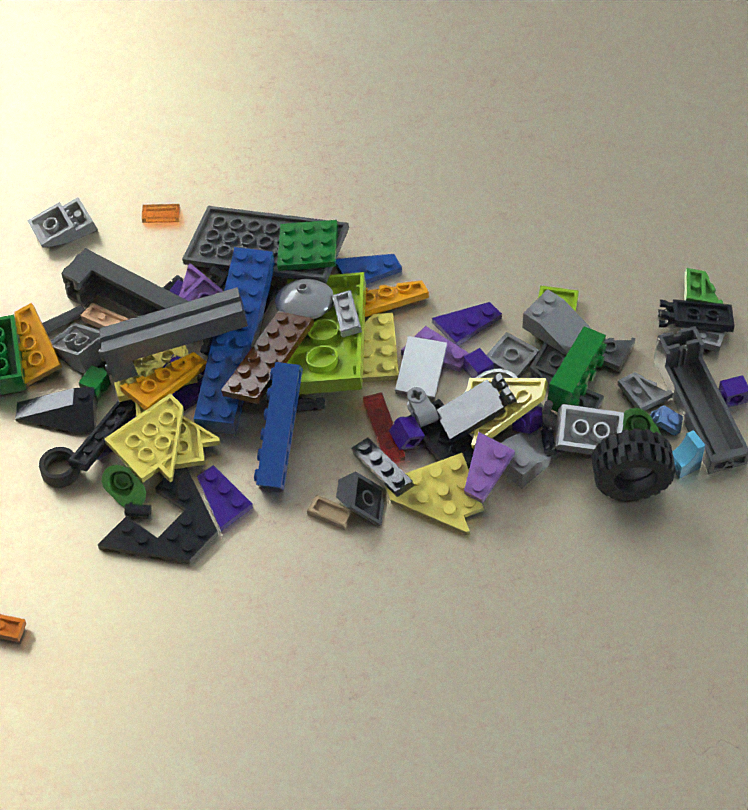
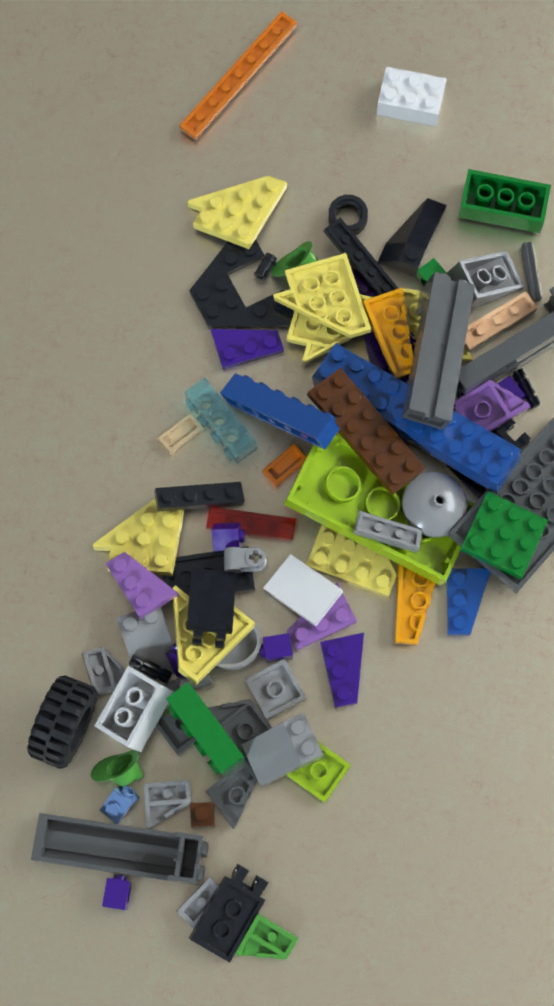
camera: 115 degrees right, 20 degrees up
(36, 348) = (497, 238): light orange wing -> none
(90, 552) = (238, 211): none -> light yellow wing
(294, 488) = (204, 392): none -> clear light blue brick
(319, 425) = (284, 465): none -> orange tile
(362, 497) = (174, 462): dark grey slope -> none
(569, 475) = (102, 670): none -> light grey wing
(639, 359) = (202, 815): none -> reddish brown brick
(688, 454) = (62, 793): medium azure arch -> none

